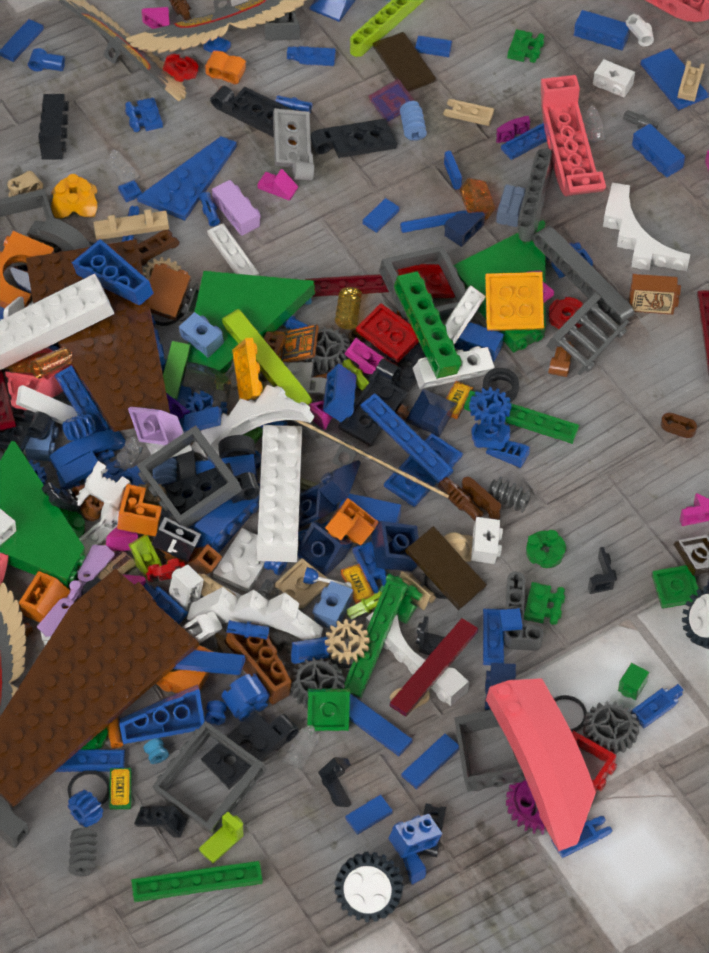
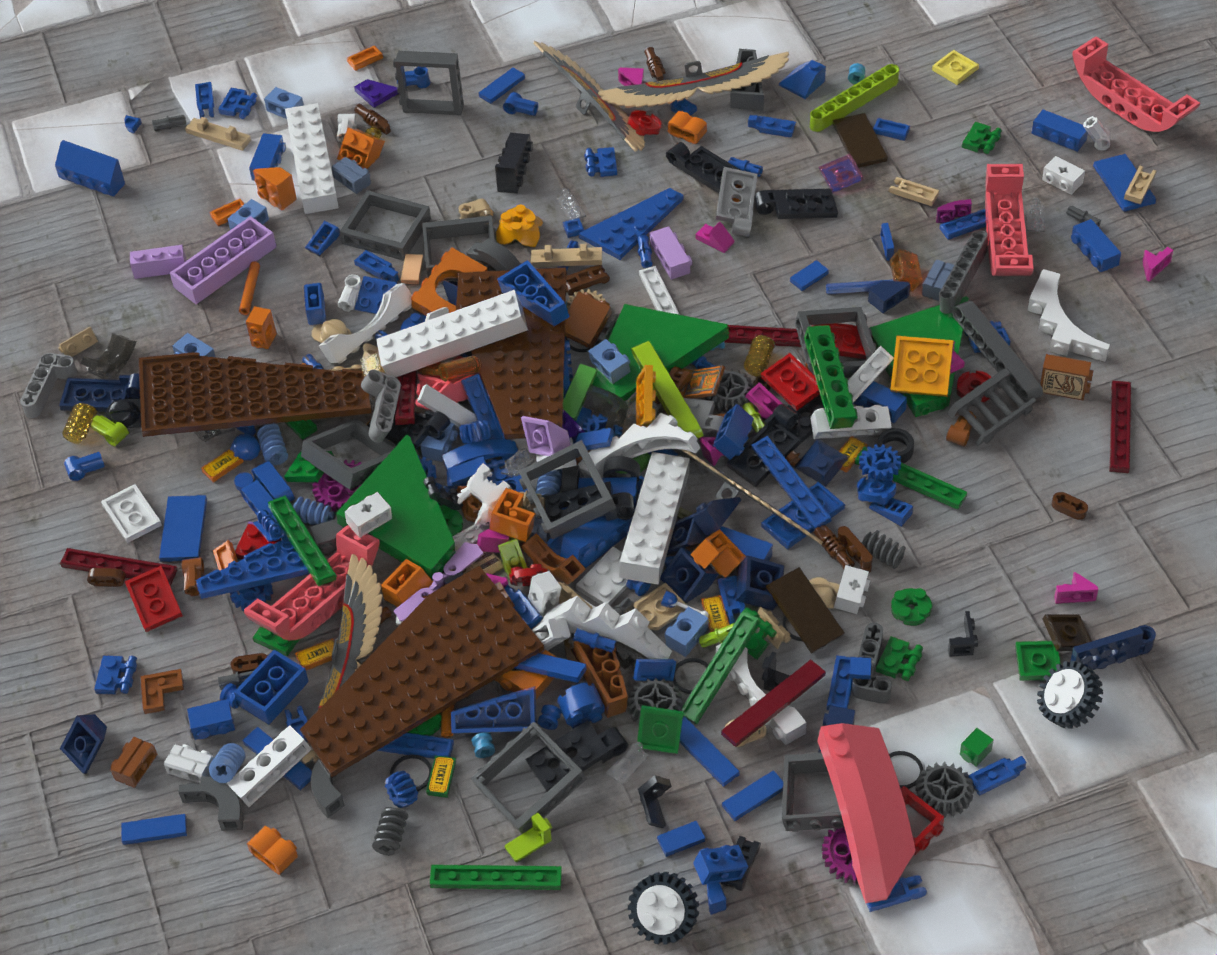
camera: 15 degrees right, 5 degrees down
(162, 816) = (478, 809): black bracket -> none
(176, 539) = (543, 546): black brick -> none
(339, 641) = (683, 662): tan gear -> none
(413, 121) = (857, 193): medium blue piece -> none

